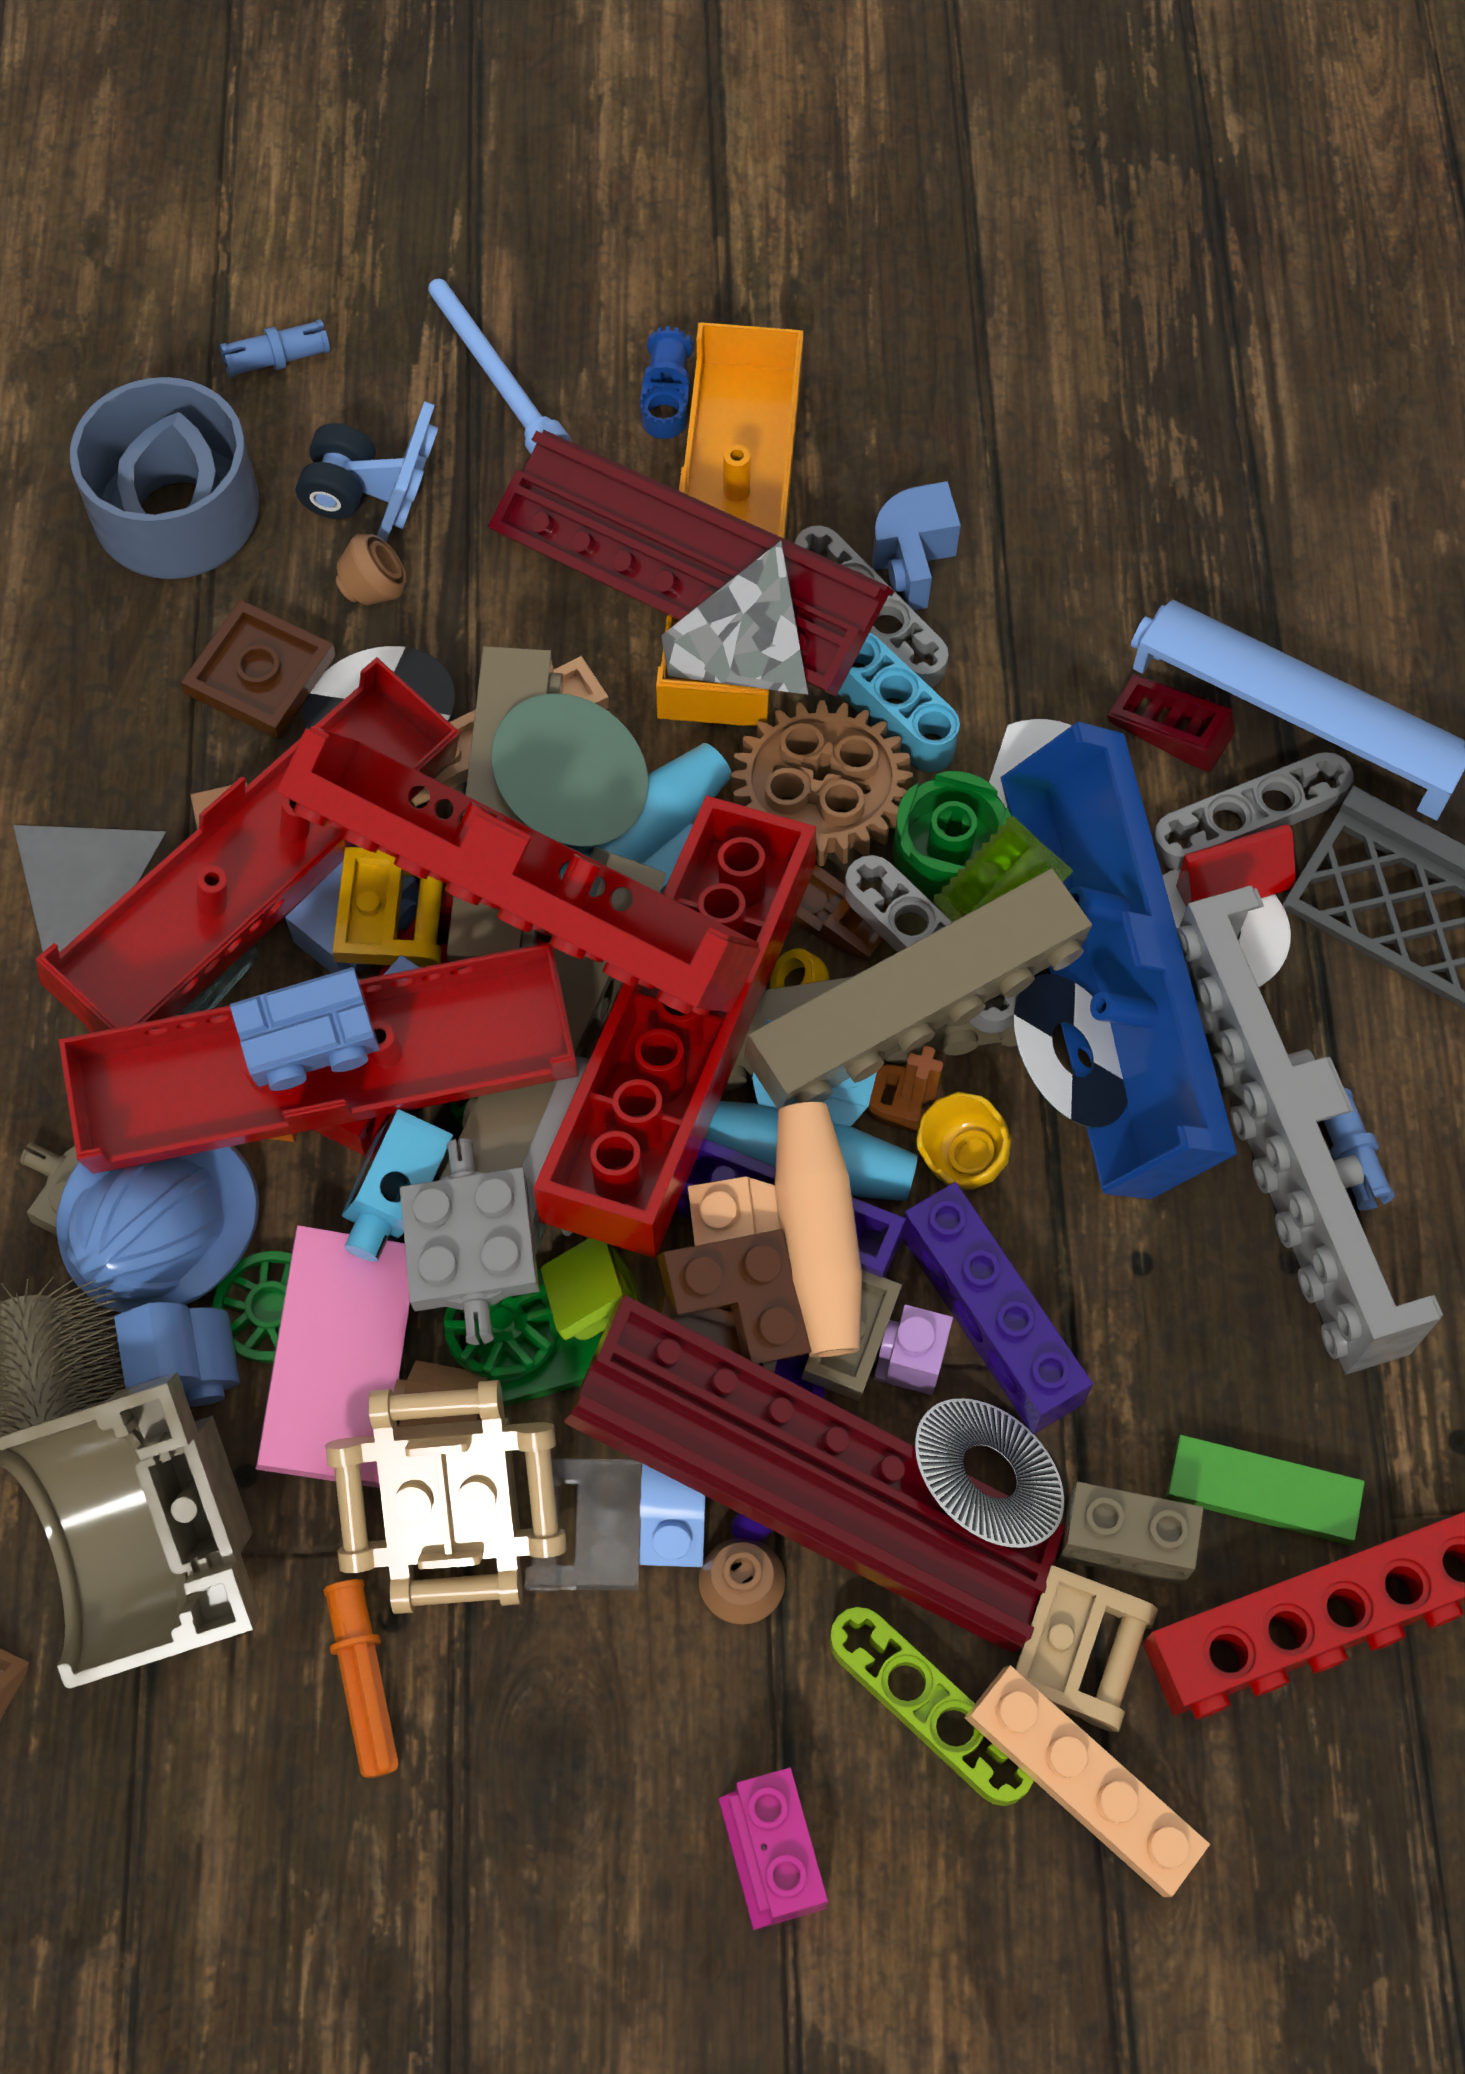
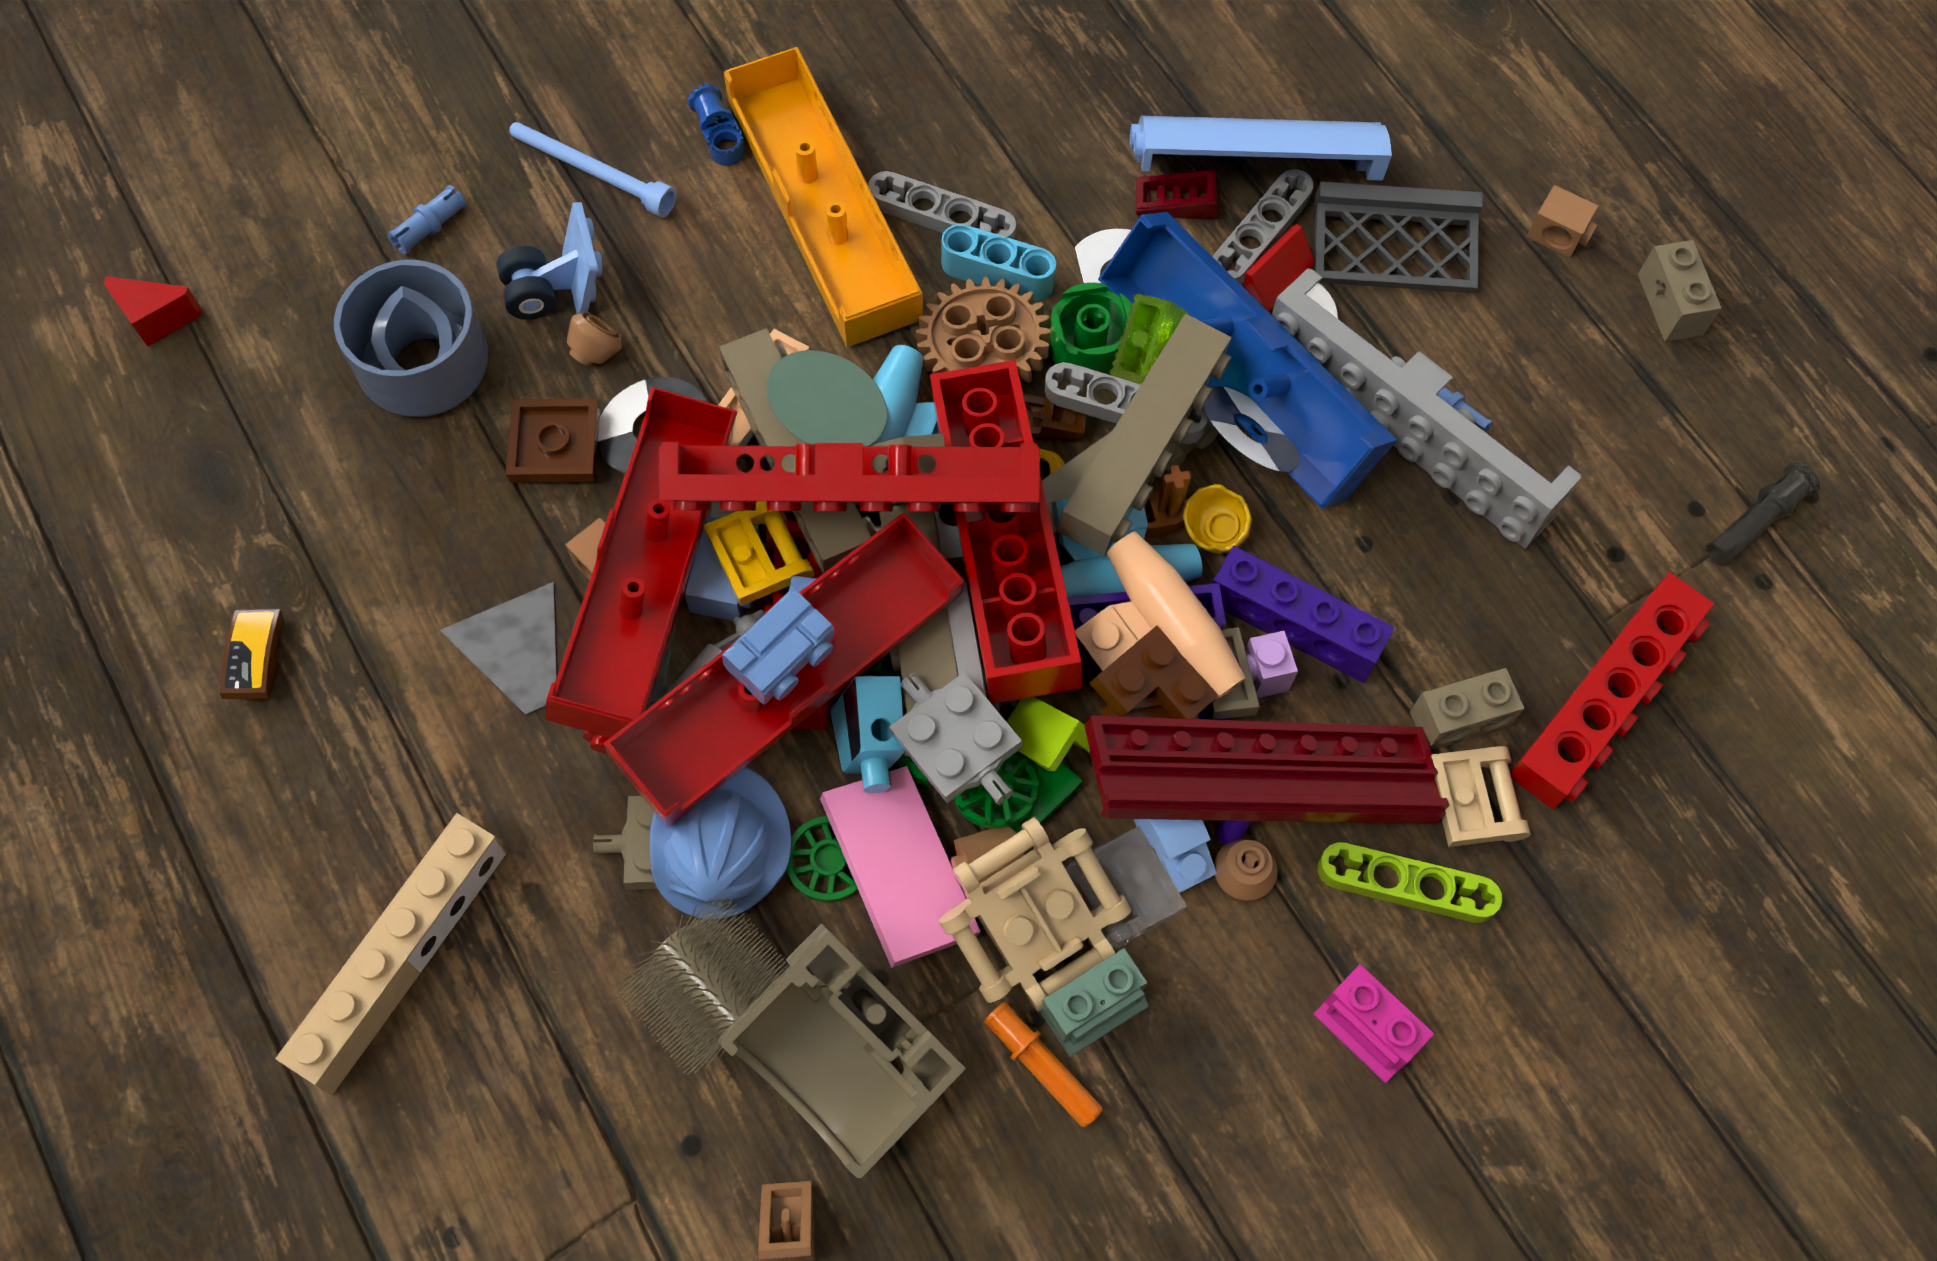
camera: 30 degrees left, 0 degrees up
(180, 1339) = (791, 913): medium blue brick -> none
(462, 1639) = (1095, 1002): none -> sand green window
(677, 549) = (816, 229): dark red plate -> none
(742, 632) = (887, 258): sticker -> none
(913, 530) = (943, 153): medium blue brick -> none
(1013, 1521) = (1395, 738): sticker -> none
(1087, 1781) = (1533, 874): light nougat plate -> none
(1265, 1490) = (1524, 642): bright green tile -> none

